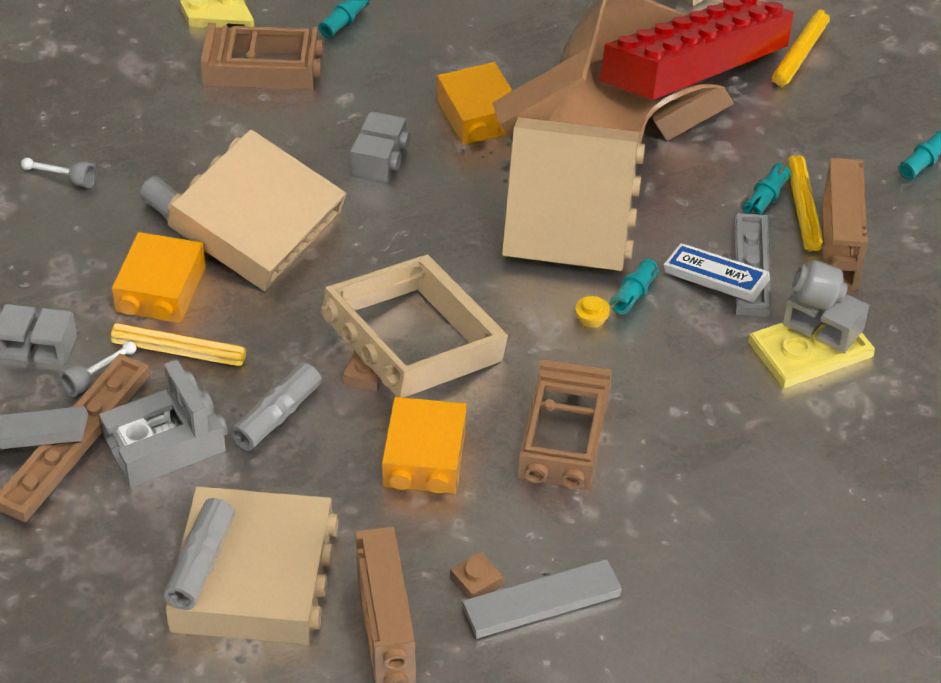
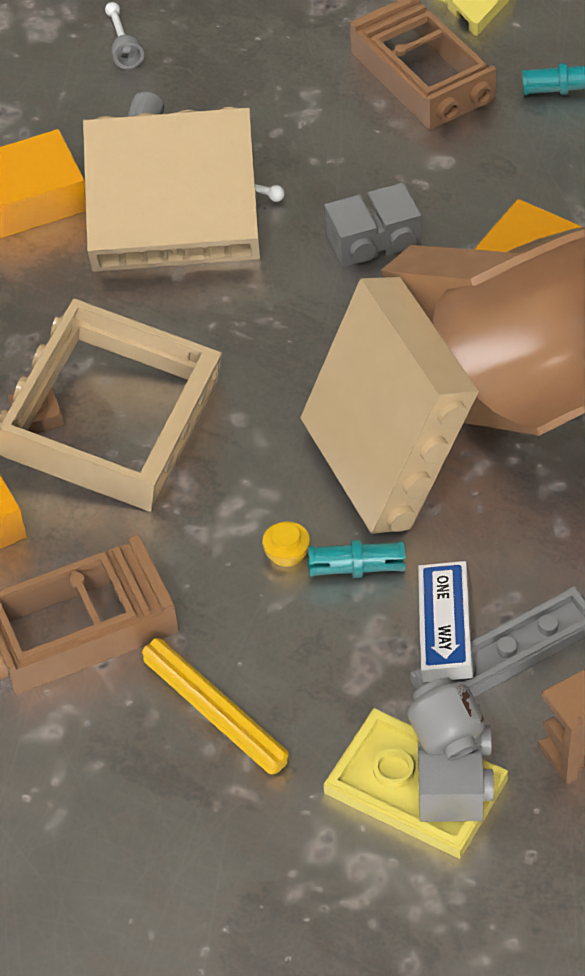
camera: 60 degrees right, 5 degrees up
(685, 400) = (216, 706): none -> yellow axle

